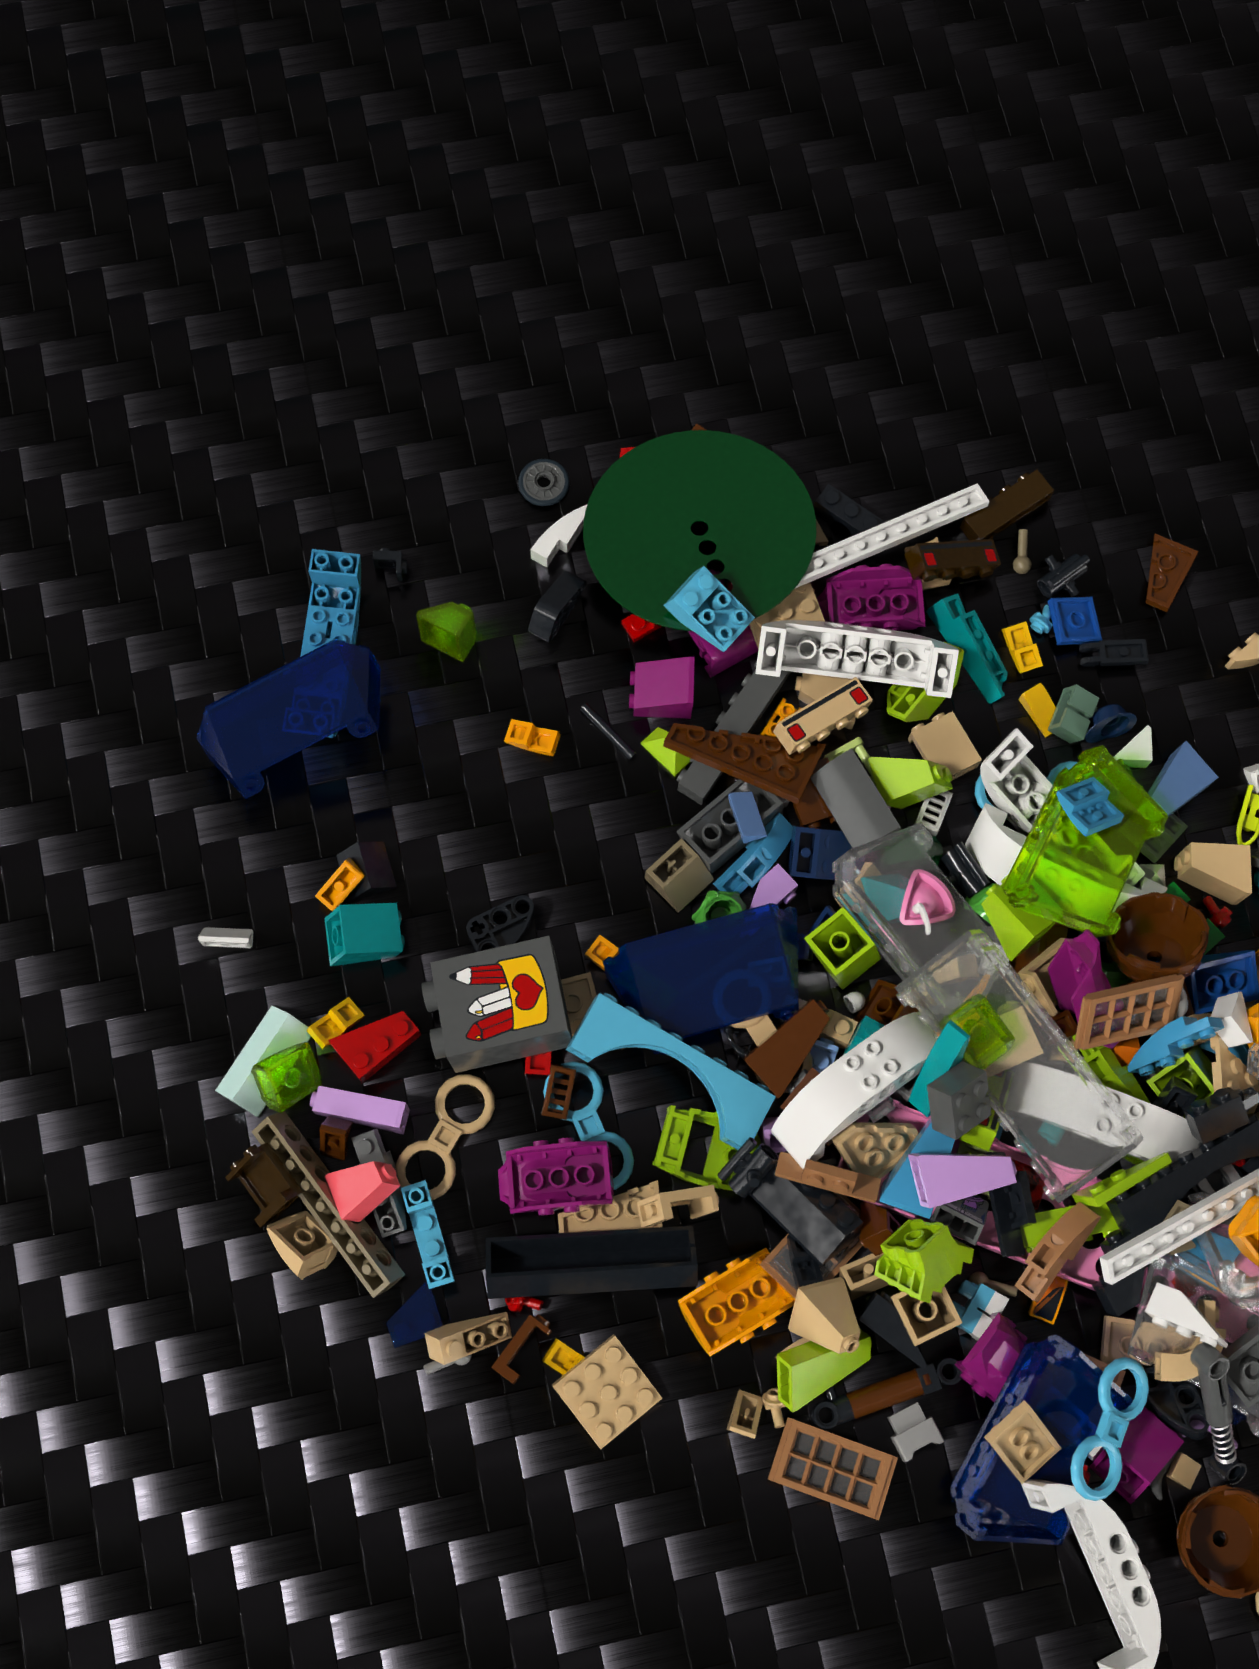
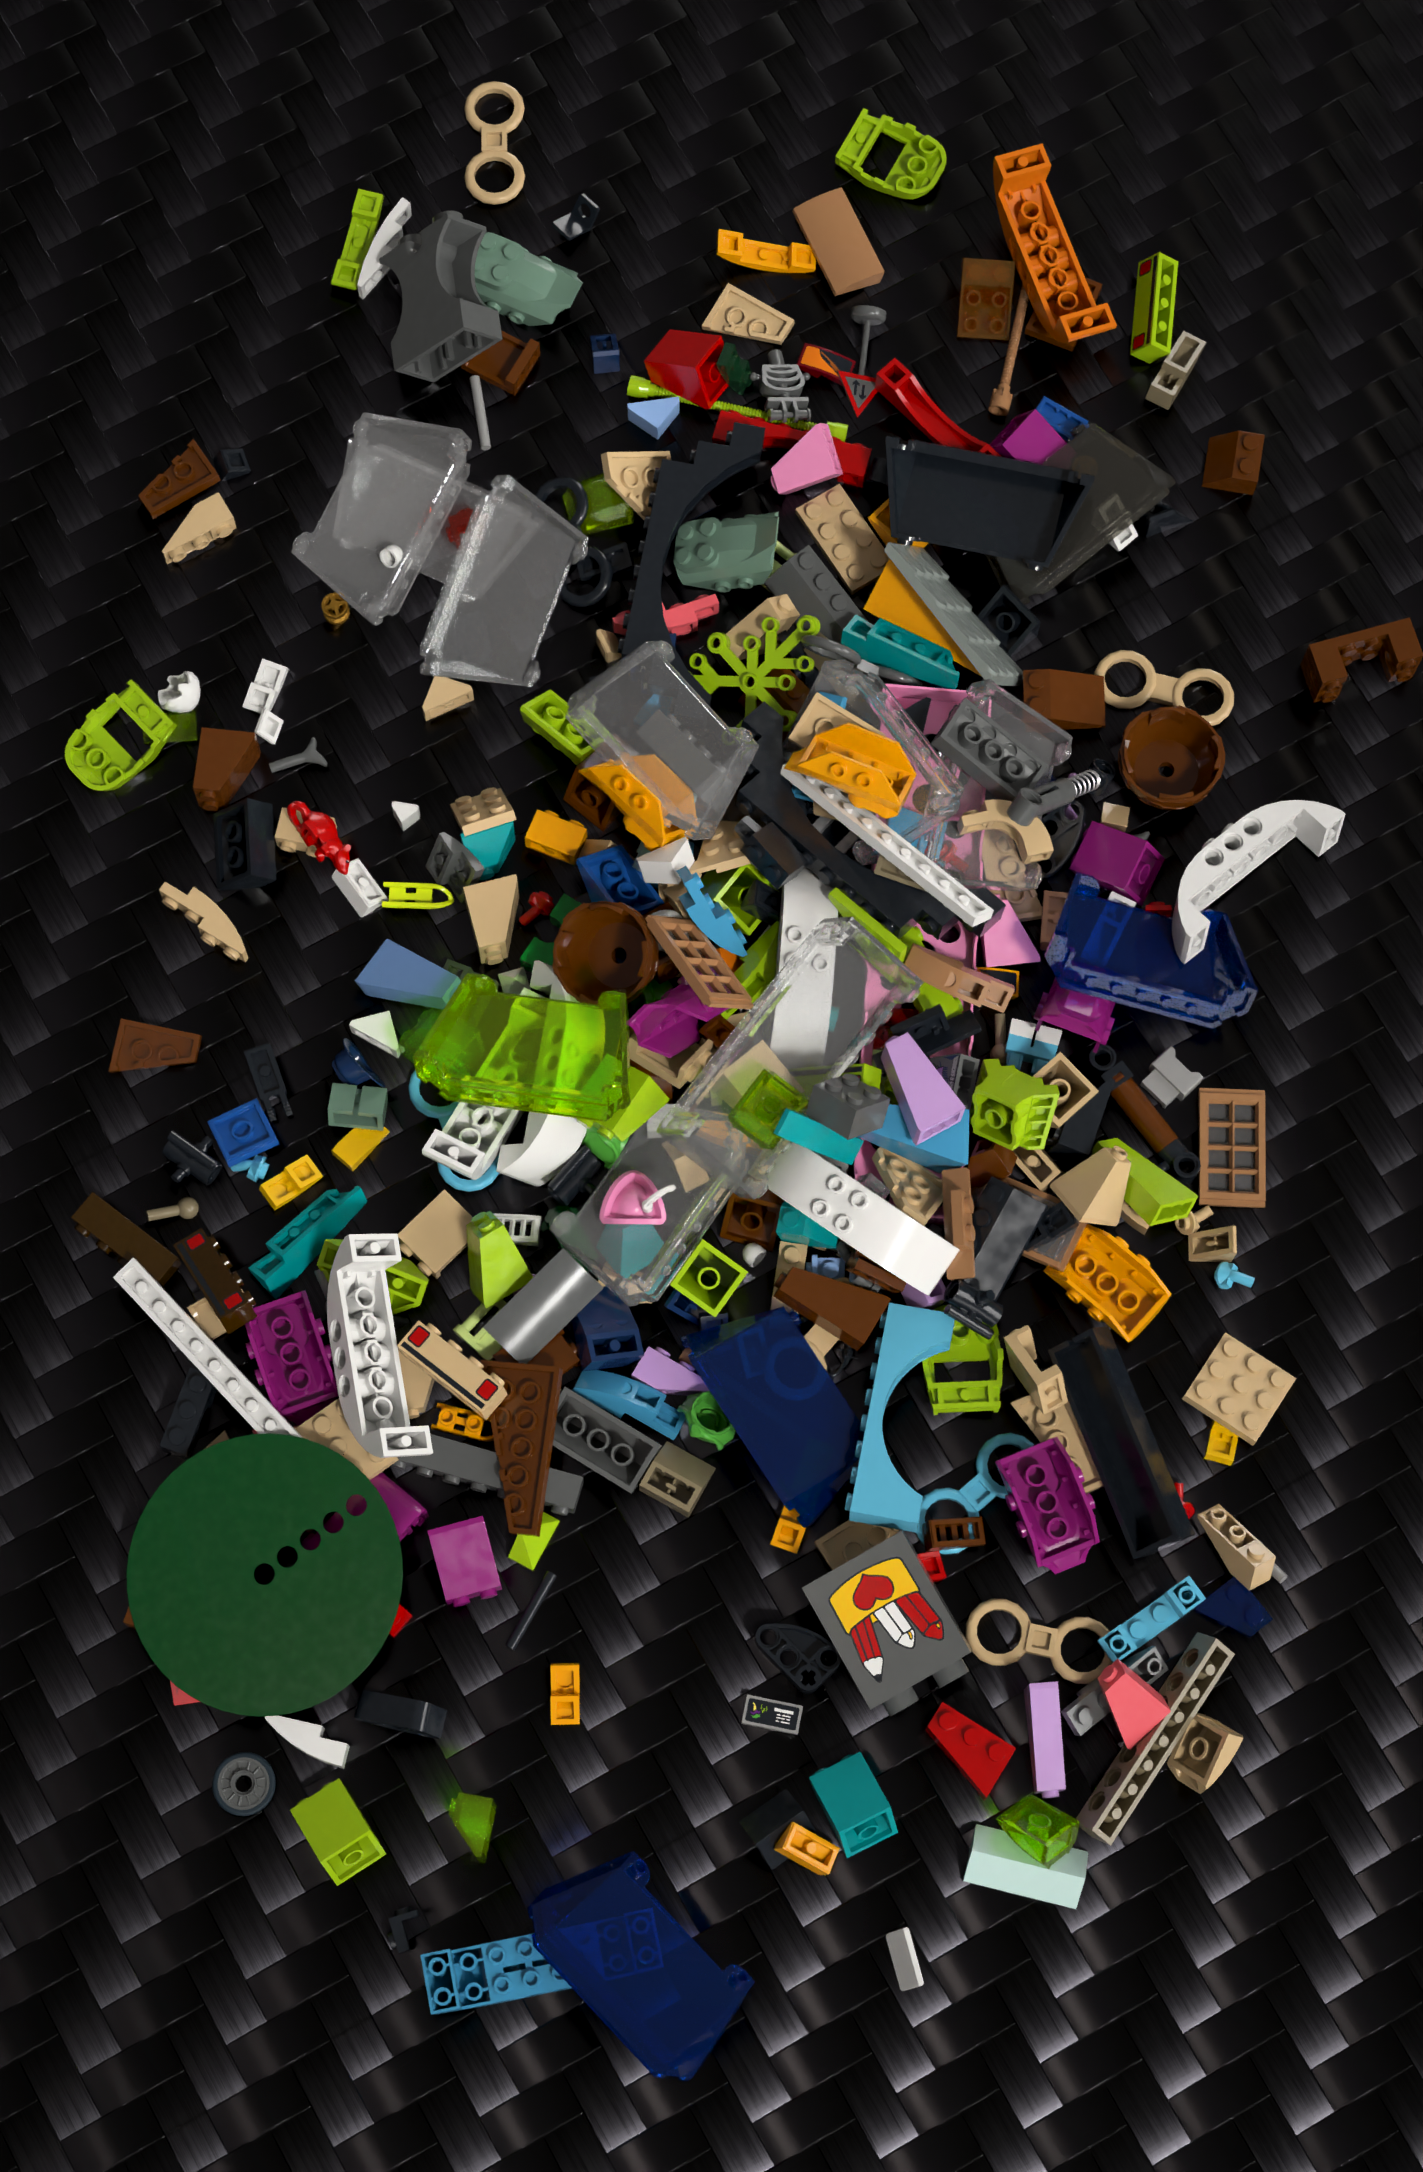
camera: 105 degrees left, 0 degrees up
(266, 1182) = (1157, 1809): dark brown panel -> none
(334, 1137) = (1083, 1754): reddish brown slope -> none
(336, 1022) = (959, 1801): yellow slope -> none
(459, 894) = (772, 1714): none -> tile
(481, 535) = (337, 1831): none -> lime slope
(502, 1363) = (1229, 1492): reddish brown panel -> none
(709, 609) = (371, 1527): medium azure slope -> none
(714, 1418) = (1227, 1273): none -> medium azure plate
(747, 816) = (593, 1419): medium blue slope -> none
(1022, 1442) = (1152, 967): tan plate -> none
(1086, 1320) = (1007, 941): none -> bright pink slope
(1089, 806) = (484, 1055): dark azure slope -> none
(1110, 1429) = (1113, 886): medium azure bar -> none
(1175, 1309) = (982, 845): white slope -> none

